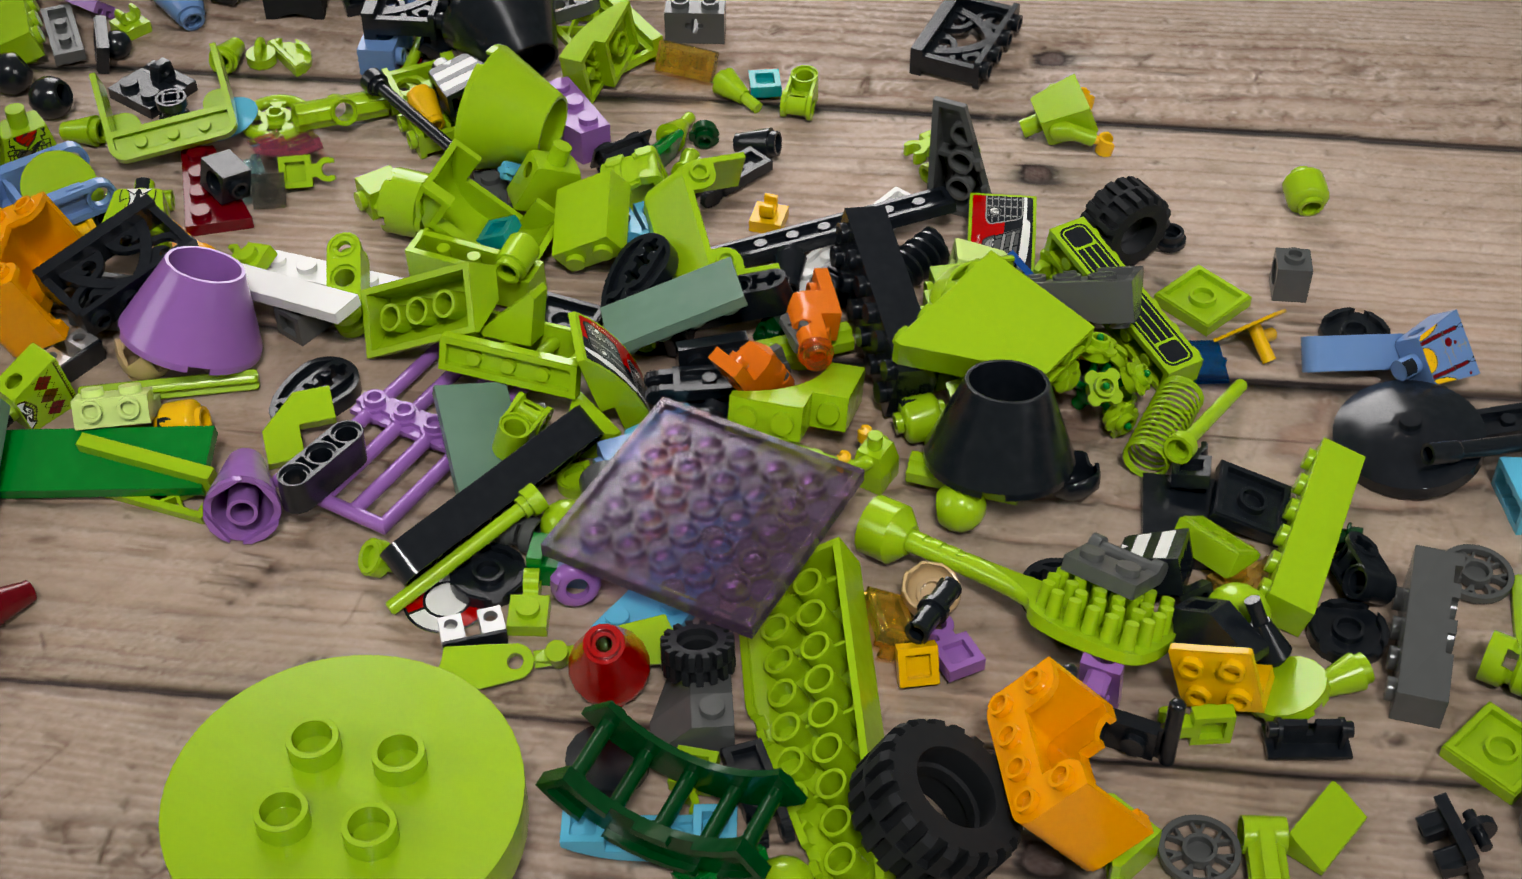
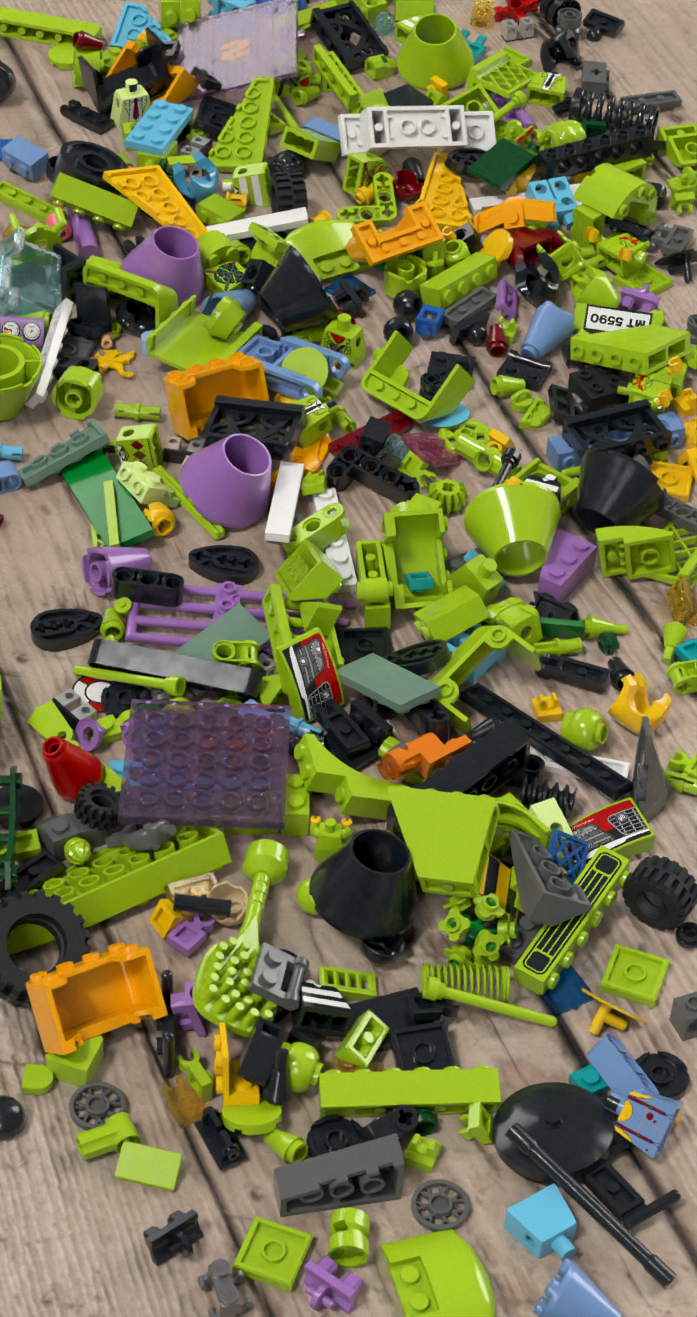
camera: 60 degrees right, 0 degrees up
(67, 69) = (428, 327): none -> blue brick
(148, 33) = (497, 341): none -> dark red cone
(217, 29) = (533, 378): none -> black plate
(289, 201) = (343, 471): none -> black beam
(300, 411) = (196, 561): lime tile -> none
(311, 29) = (562, 404): none -> black plate
(318, 88) = (499, 440): none -> yellow tile
(321, 594) = (77, 621): none -> black piece
(325, 510) = (123, 606): none -> lime piece
(340, 538) = (112, 624): none -> lime cone
(368, 157) = (450, 493): none -> lime gear
(527, 614) = (82, 730): none -> medium lavender piece
(752, 712) = (77, 851): none -> lime plate
(754, 367) = (347, 742): orange plate -> none
(794, 625) = (147, 838): none -> dark grey animal
(826, 151) = (634, 704): none -> yellow piece
(835, 190) = (584, 729): none -> lime piece
(1113, 517) = (334, 976): none -> lime slope
(1230, 755) = (182, 1104): none -> clear yellow plate
(1338, 387) = (590, 1080): none -> teal plate
(1375, 492) = (479, 1124): none -> lime tile
(1397, 555) = (422, 1153): none -> lime tile

